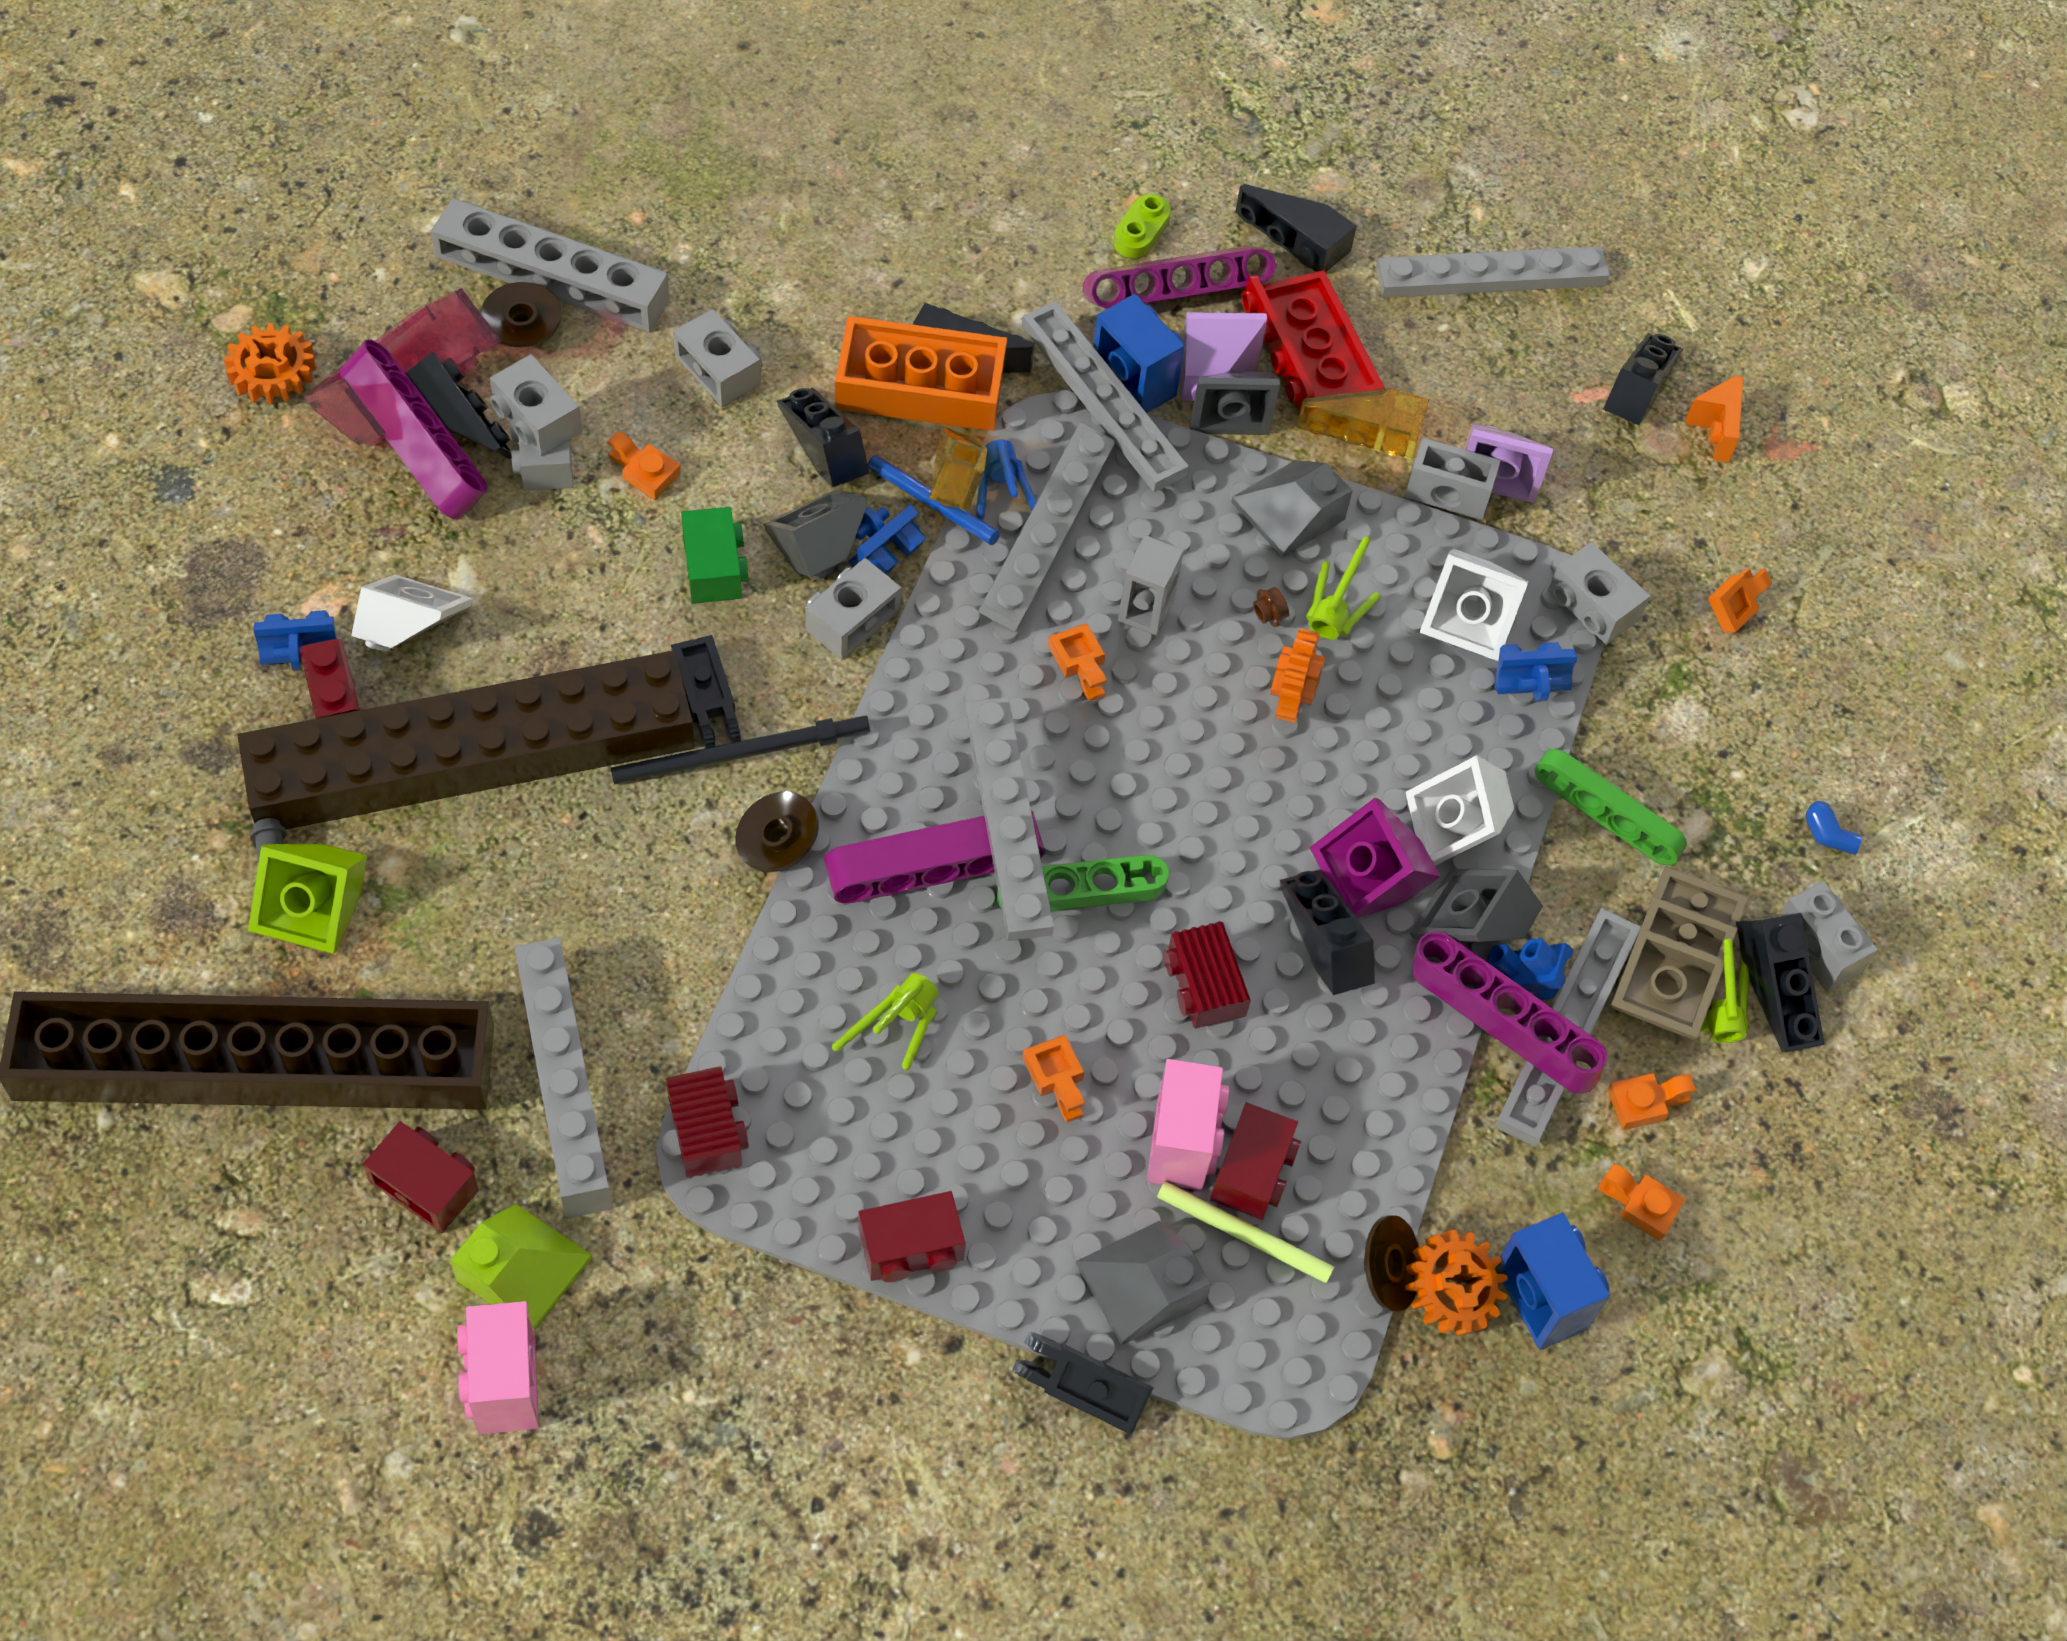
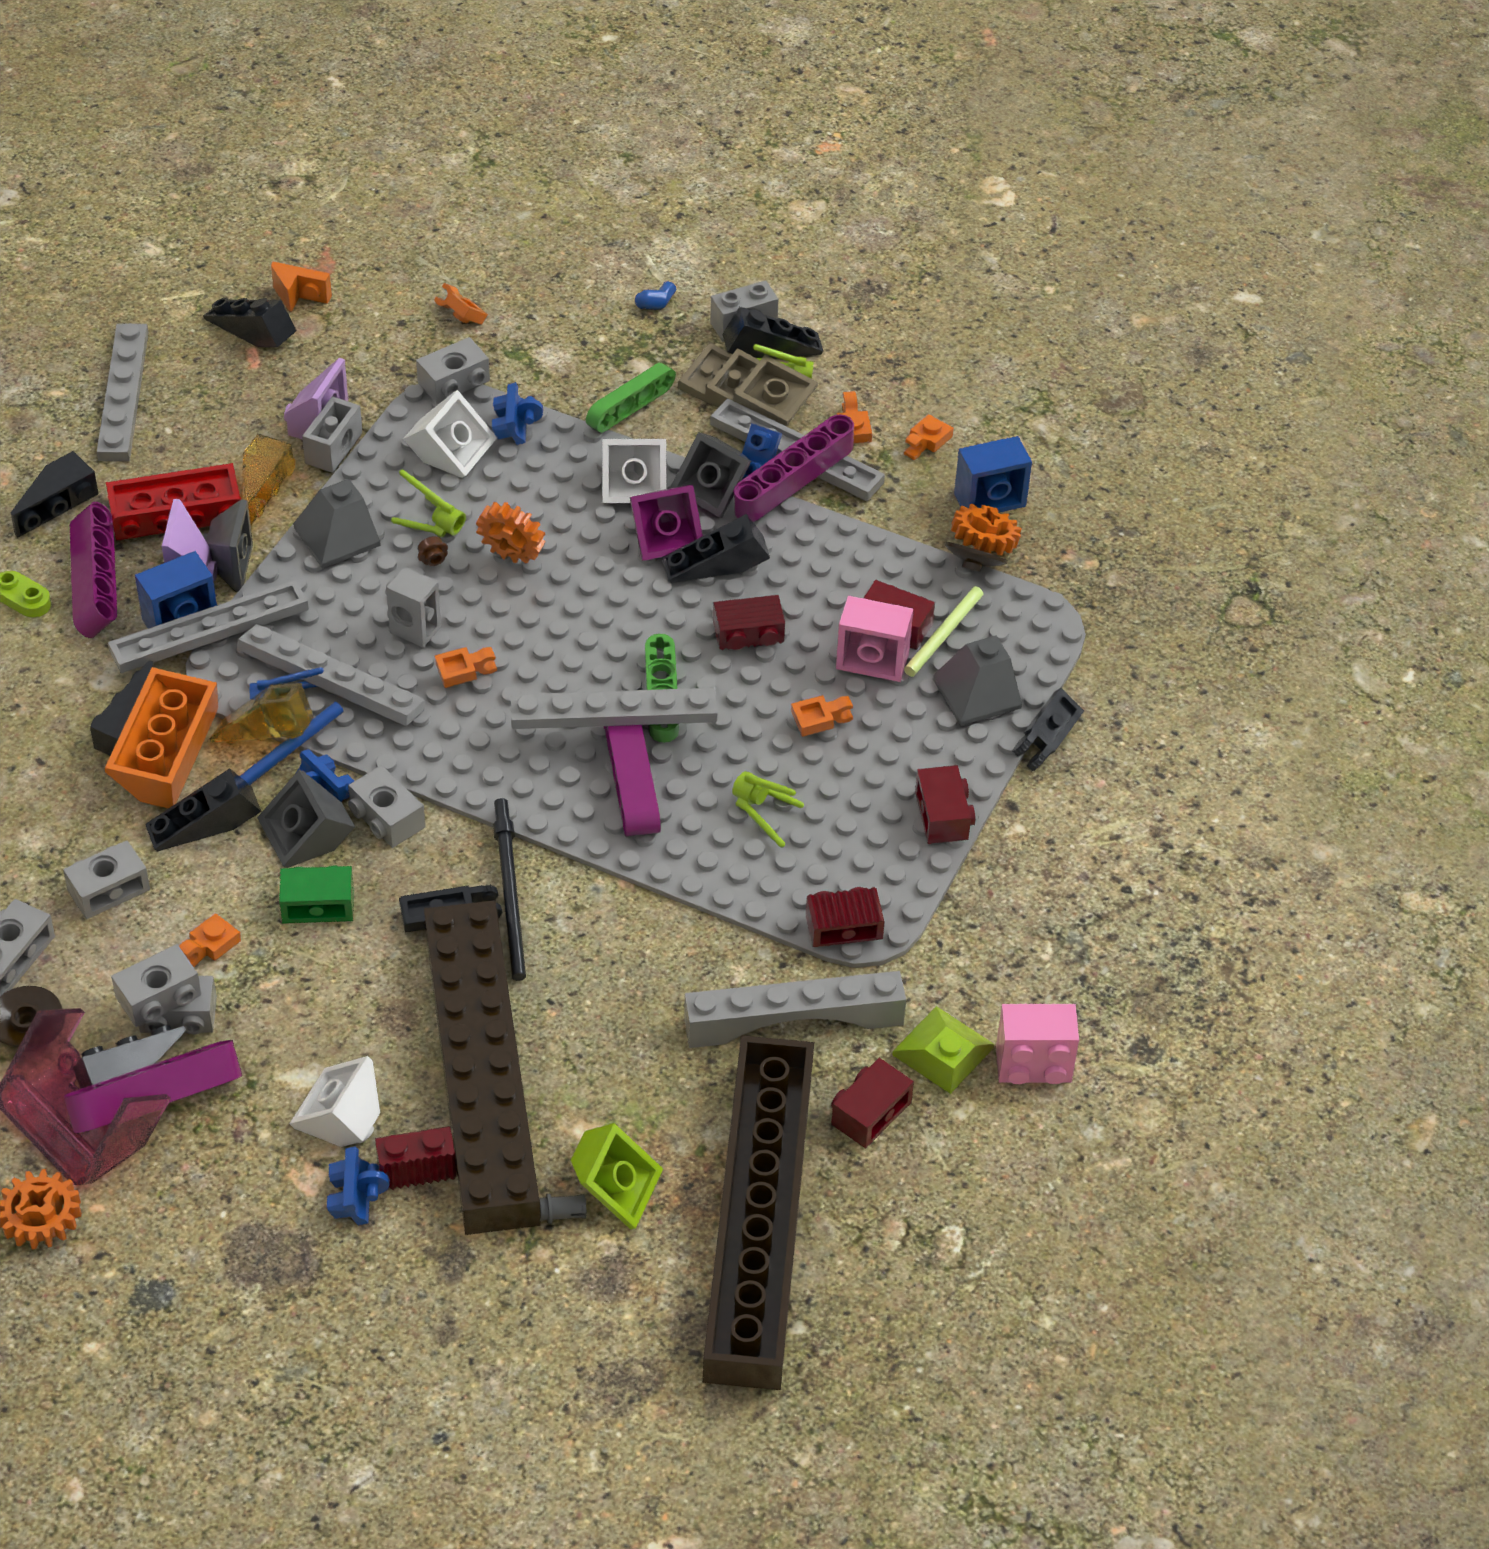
camera: 80 degrees left, 10 degrees down
(767, 822) = (587, 850): dark brown dish -> none

